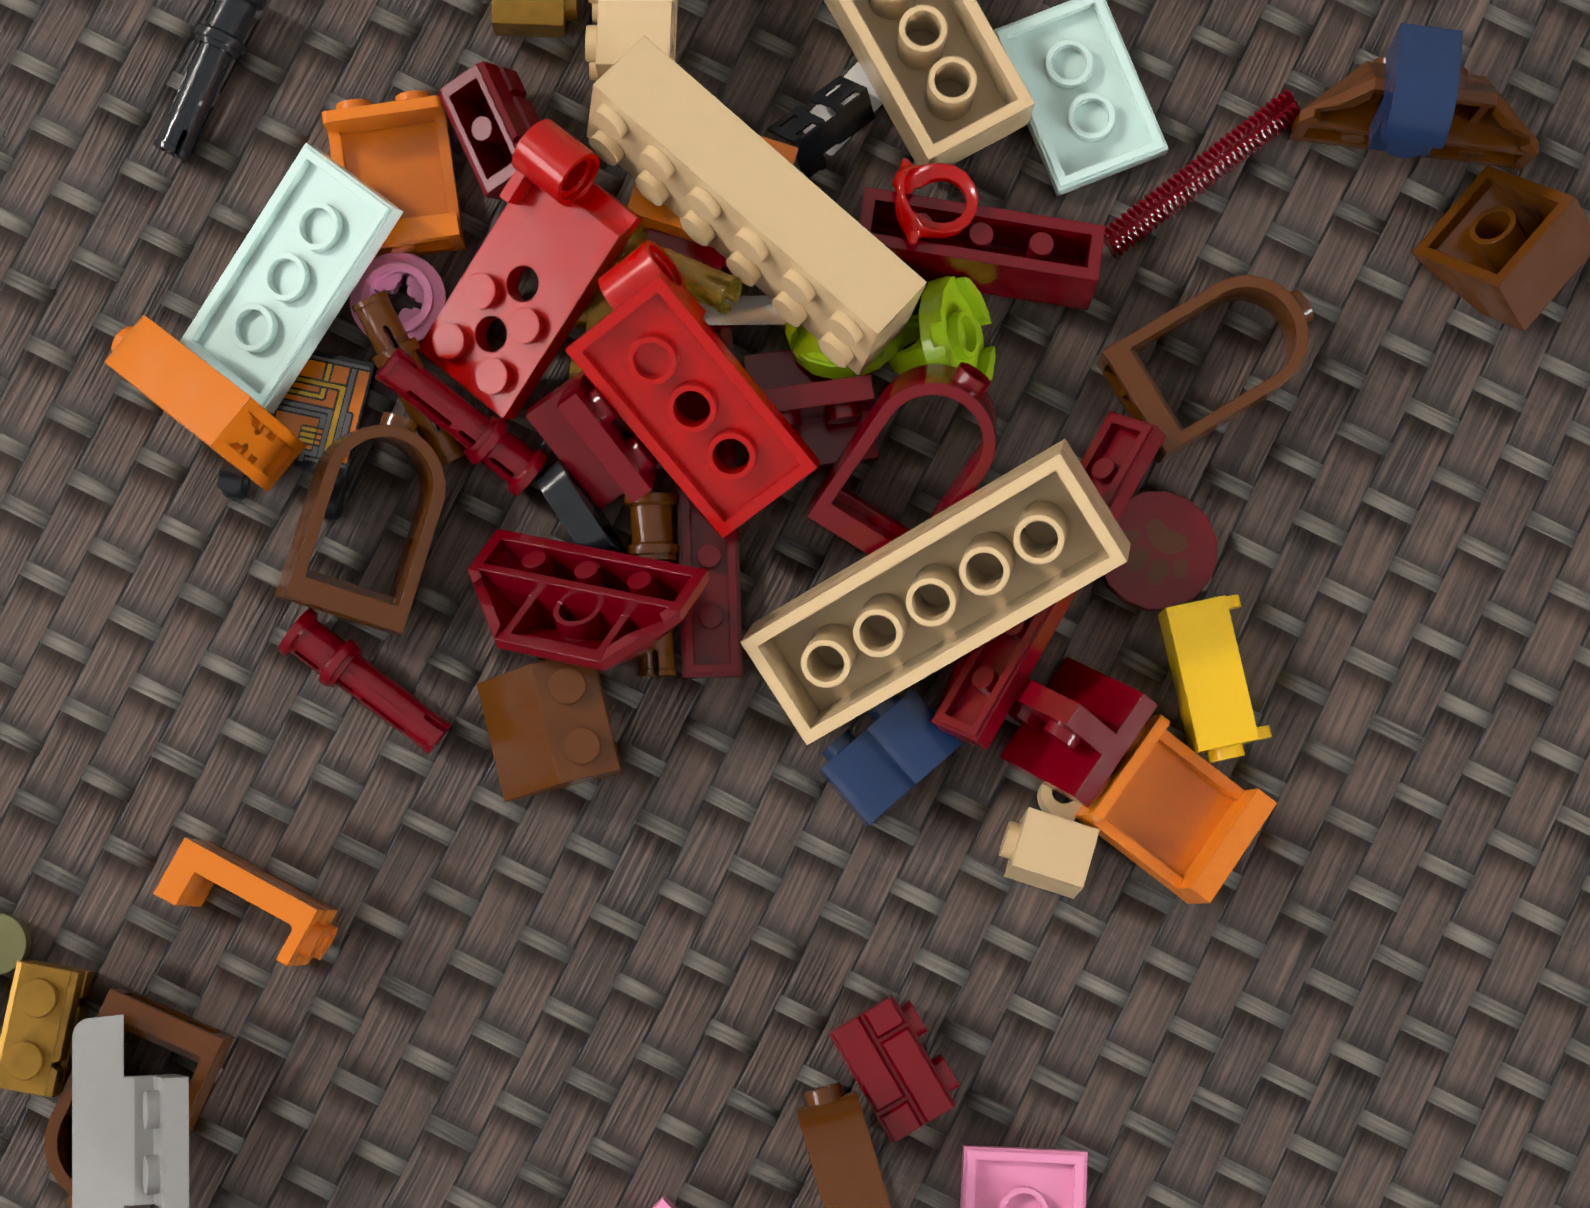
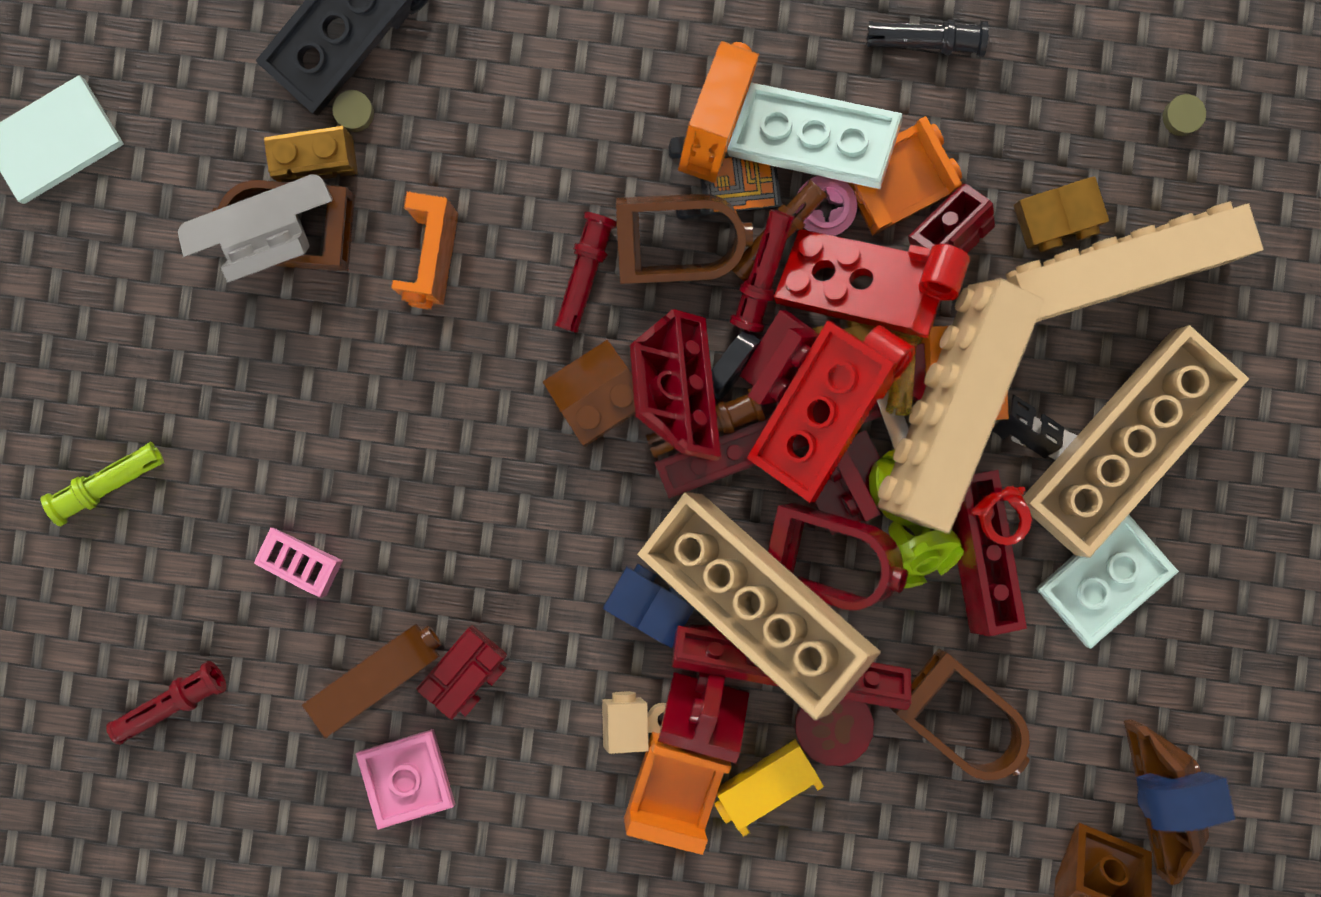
camera: 65 degrees right, 5 degrees up
(1201, 172) = (1083, 674): dark red axle -> none

